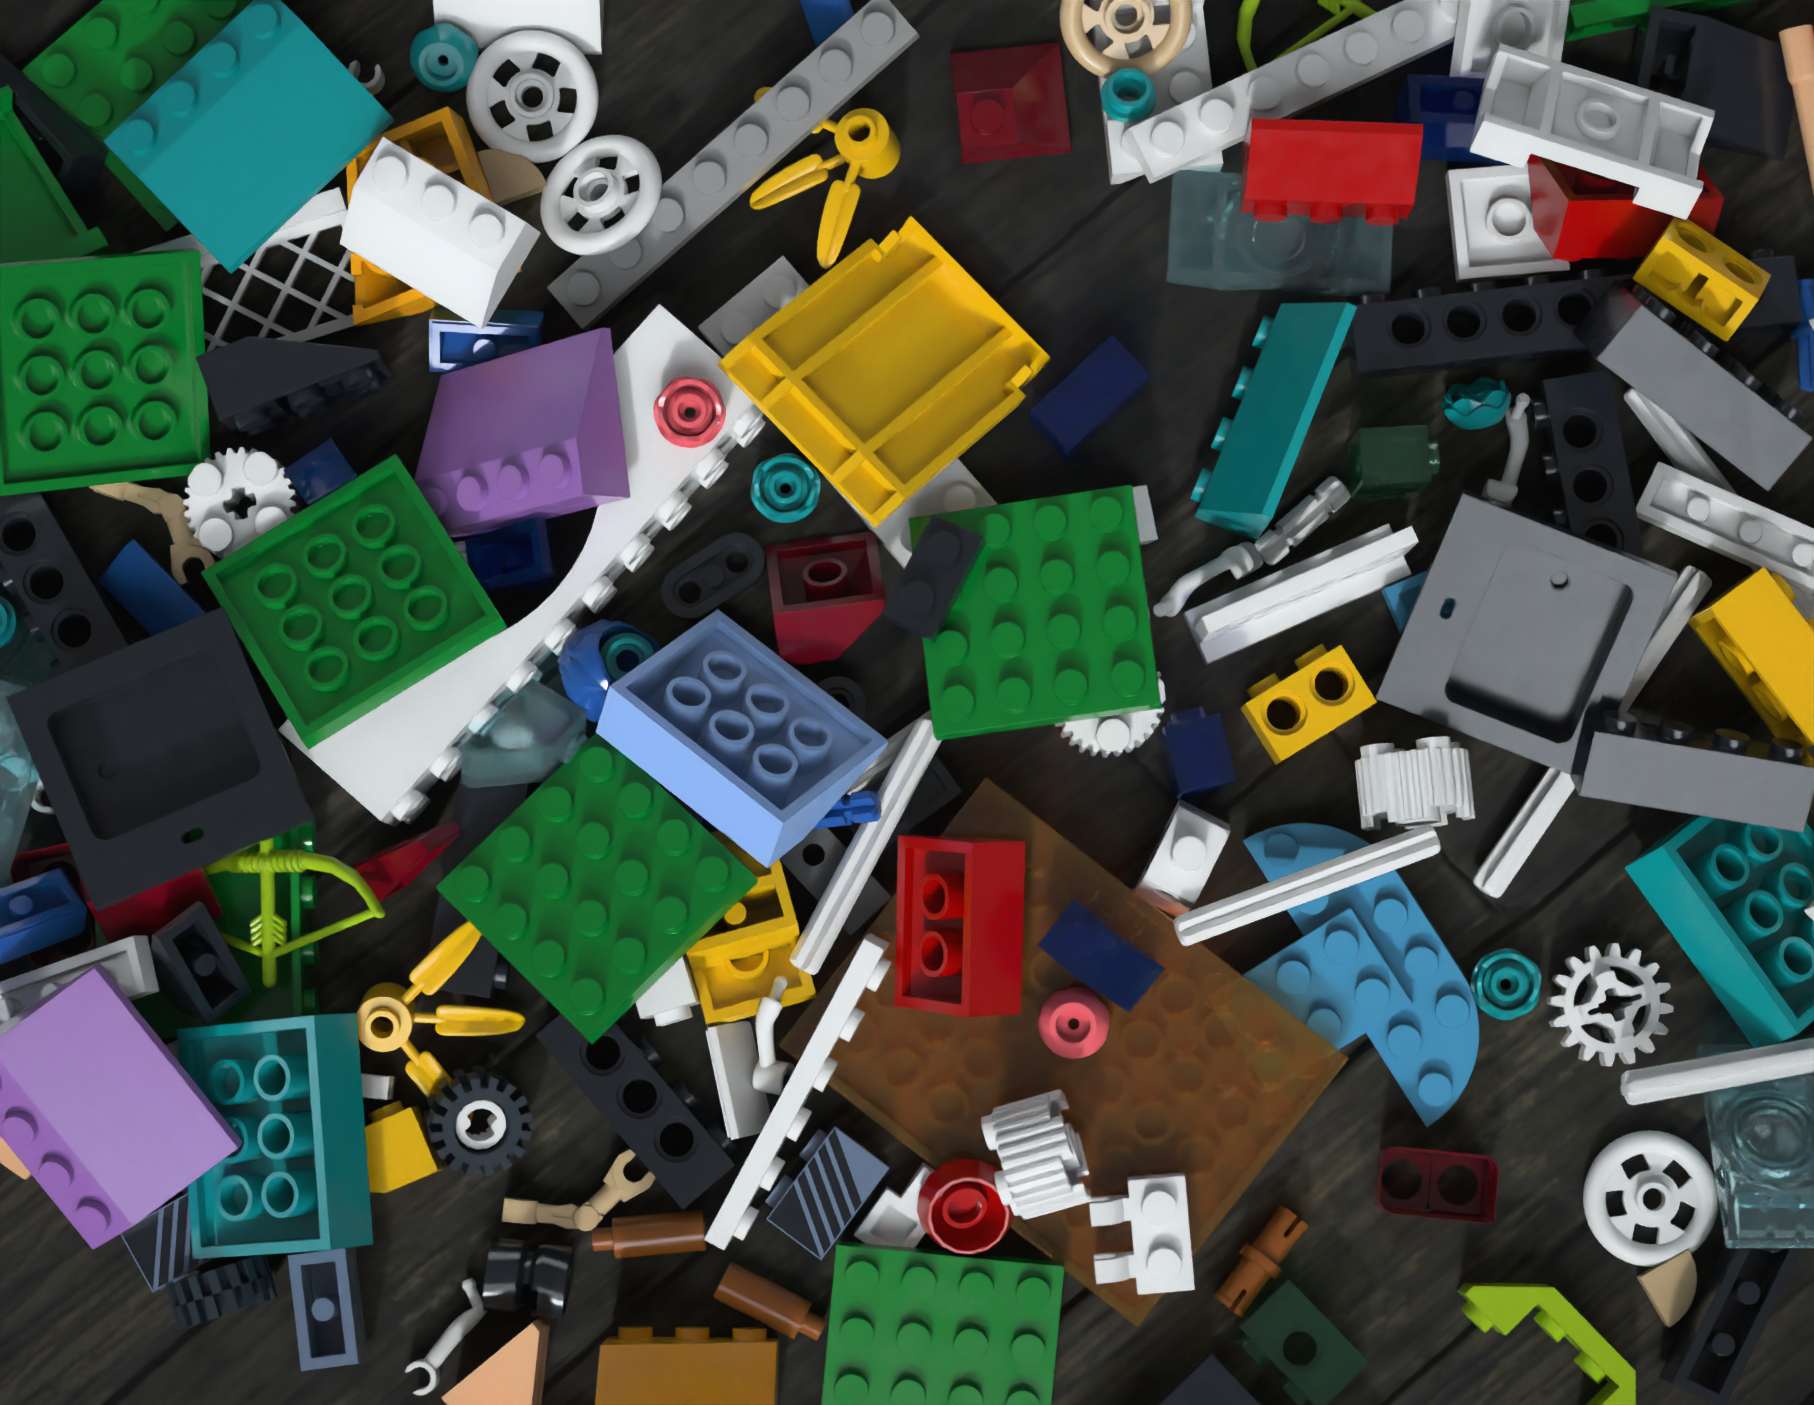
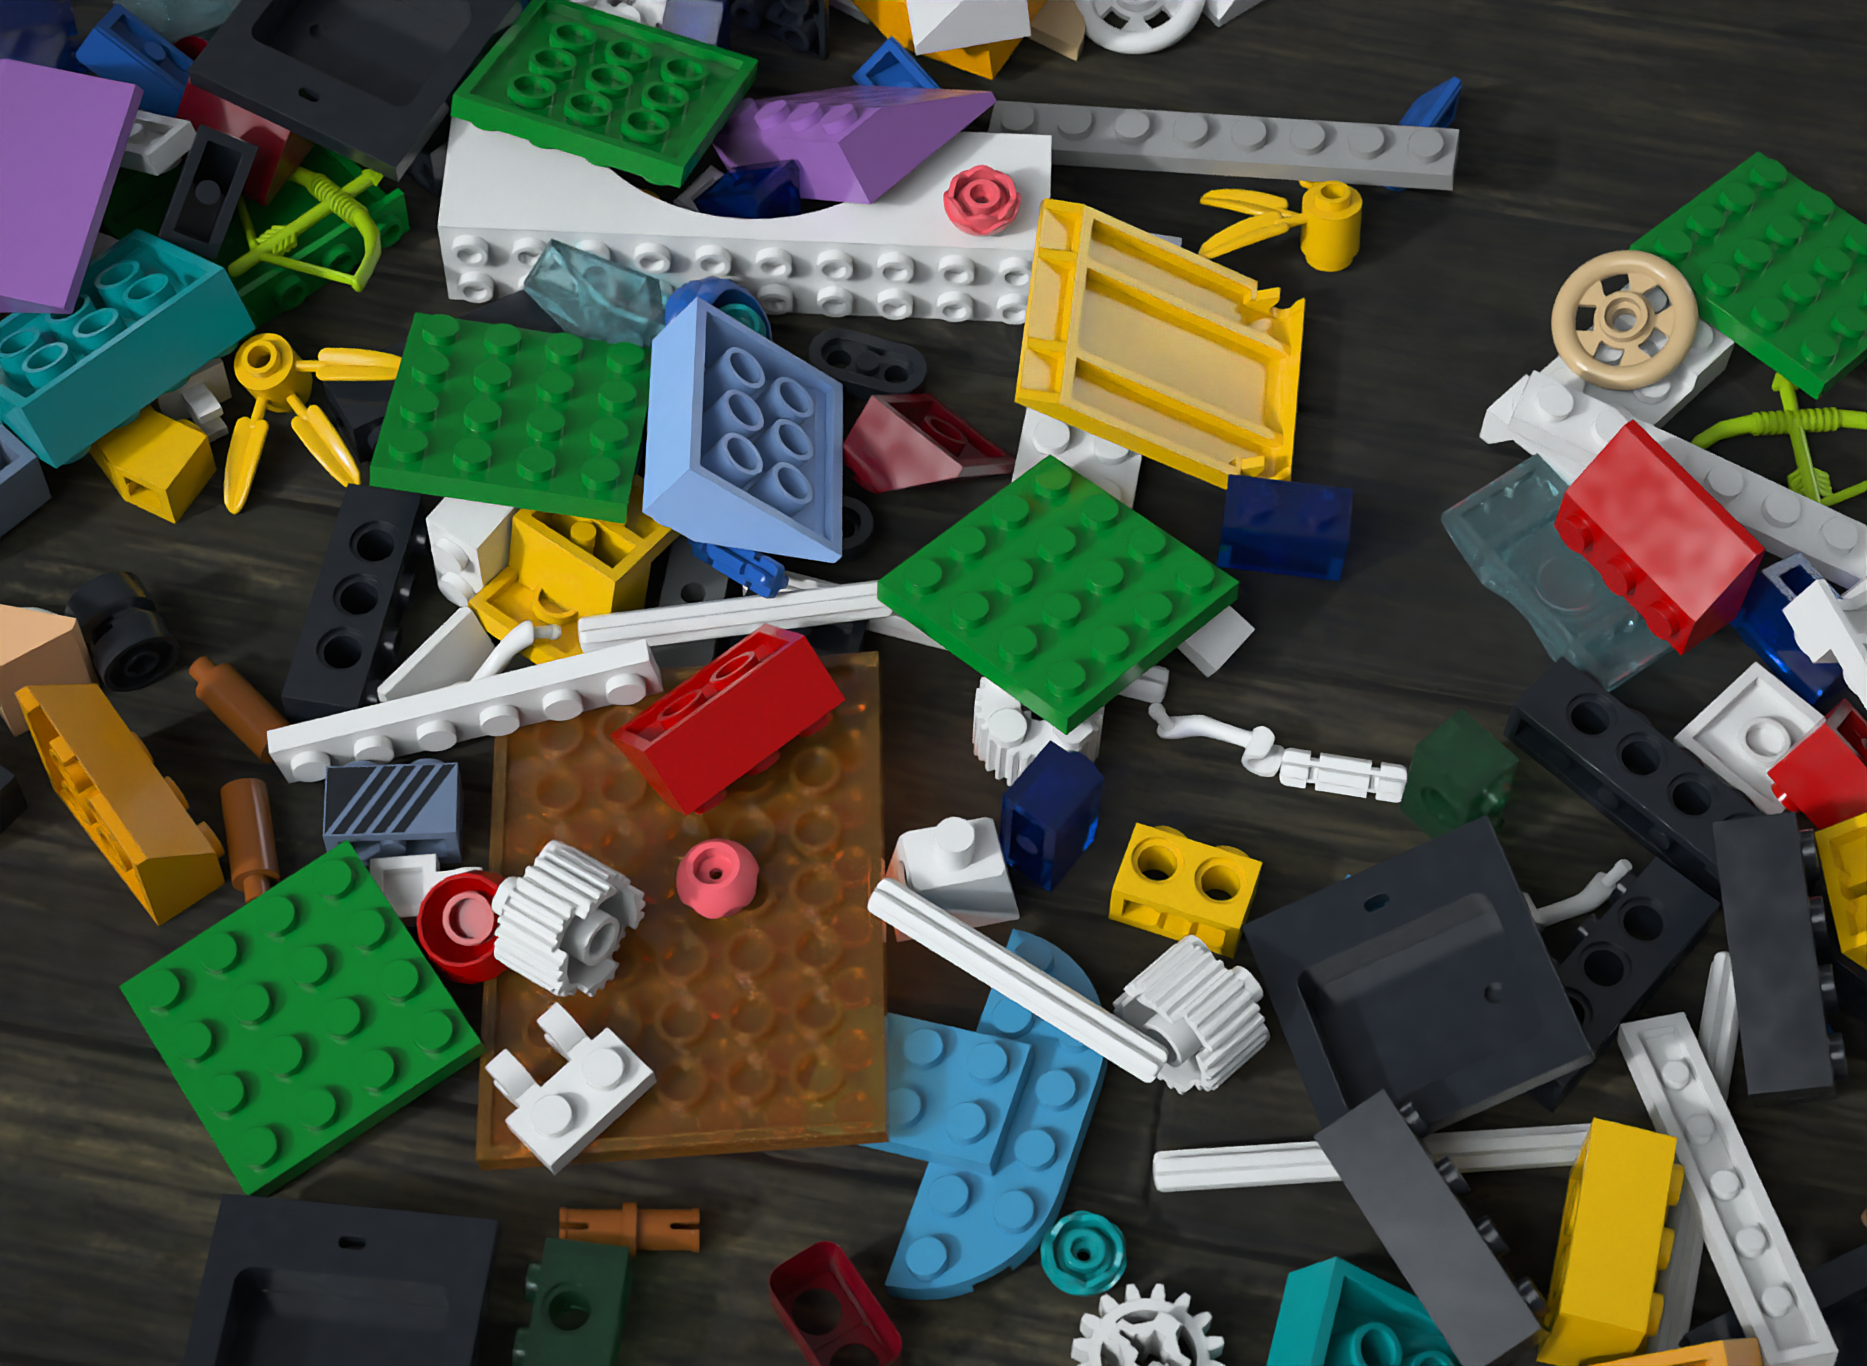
camera: 50 degrees right, 25 degrees down
(401, 863) = (422, 287): dark red slope -> none
(449, 1120) = (251, 526): black bush -> none
(591, 1212) = (220, 647): tan piece -> none
(600, 195) = (1104, 80): white plate -> none
(782, 470) = (985, 353): teal plate -> none
(933, 578) = (1014, 487): black plate -> none
(1010, 103) = (1463, 312): dark red slope -> none
(1100, 955) = (797, 839): clear blue slope -> none
(1128, 83) = (1564, 363): teal plate -> none
(1272, 416) = (1410, 674): teal slope -> none
(1300, 592) = (1256, 809): white fence -> none
(1478, 404) = (1581, 834): teal plate -> none

